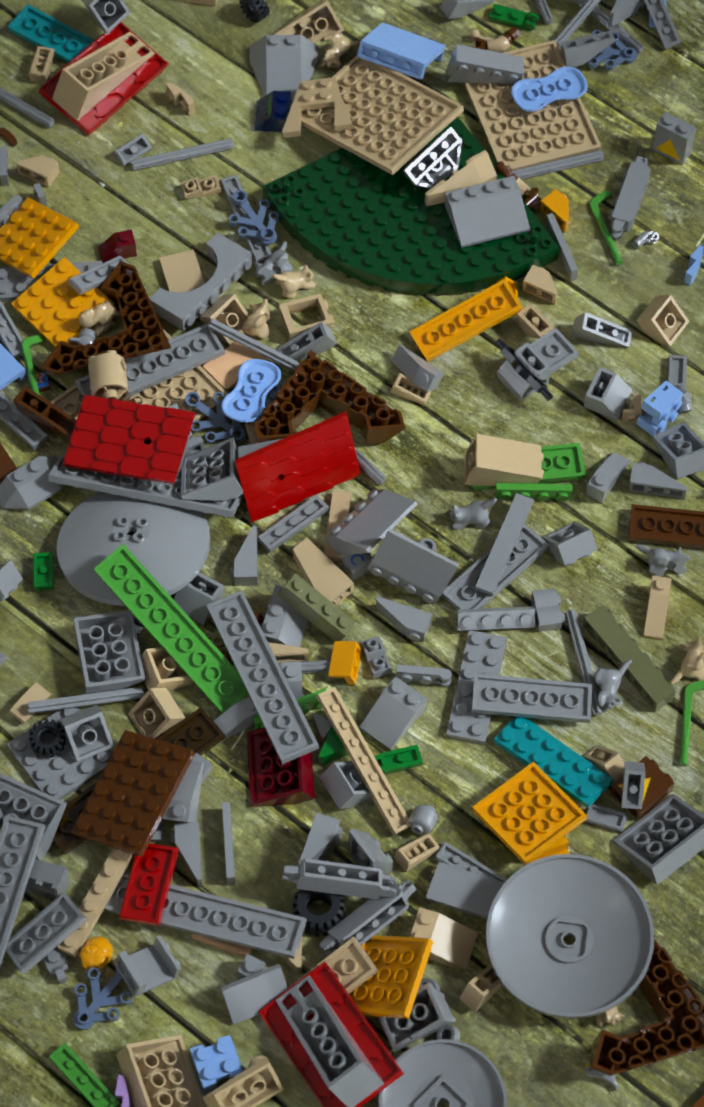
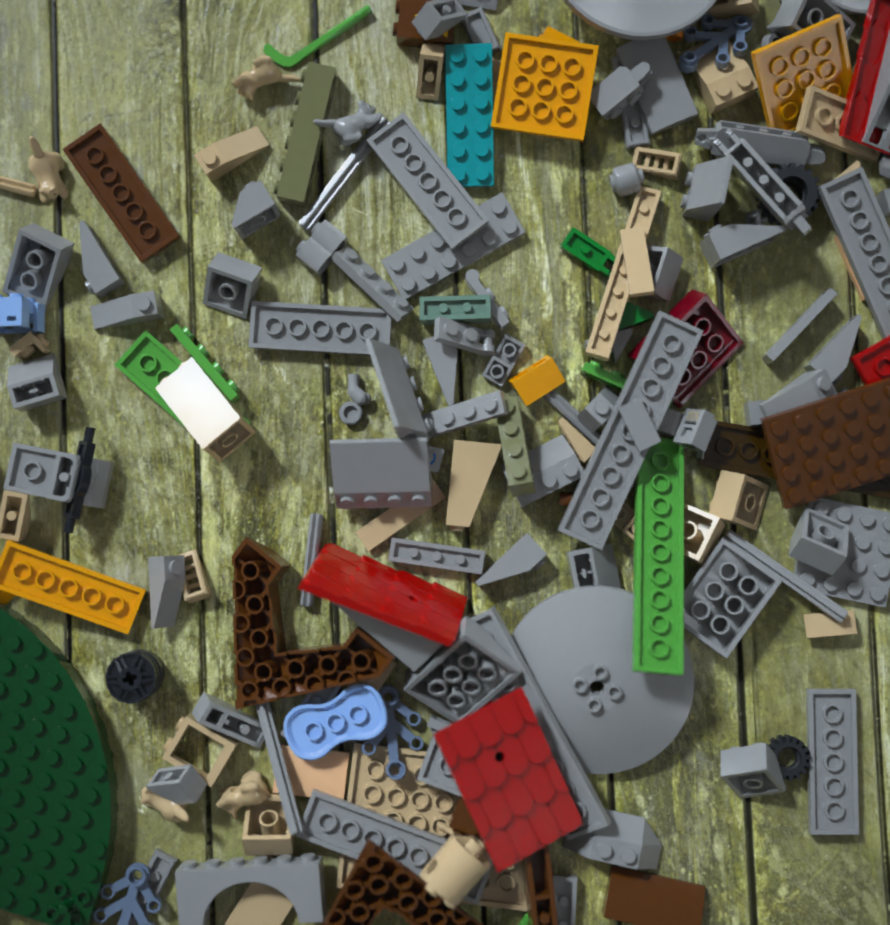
camera: 130 degrees left, 25 degrees up
(43, 571) = (693, 740): green plate -> none
(47, 727) = (868, 578): black tyre -> none
(224, 716) = (695, 430): none -> light grey piece
(260, 678) = (639, 424): none -> light grey tile
(274, 264) = (164, 837): light grey animal -> none
(297, 288) = (178, 784): none -> light grey slope
(362, 768) = (636, 262): none -> tan tile
(363, 598) = (466, 413): none -> light grey plate
(381, 315) = (149, 674): none -> black wheel
(394, 713) = (548, 293): light grey slope -> none
(412, 639) = (464, 336): none -> light grey plate
(433, 646) = (463, 309): none -> sand green panel
(463, 953) = (738, 26): none -> sand blue plant
(474, 513) = (276, 396): light grey animal -> none
(485, 860) = (620, 89): none -> light grey hinge
(504, 544) = (288, 339): light grey tile -> none
(607, 587) = (253, 209): none -> light grey slope
(662, 560) = (177, 186): light grey animal -> none

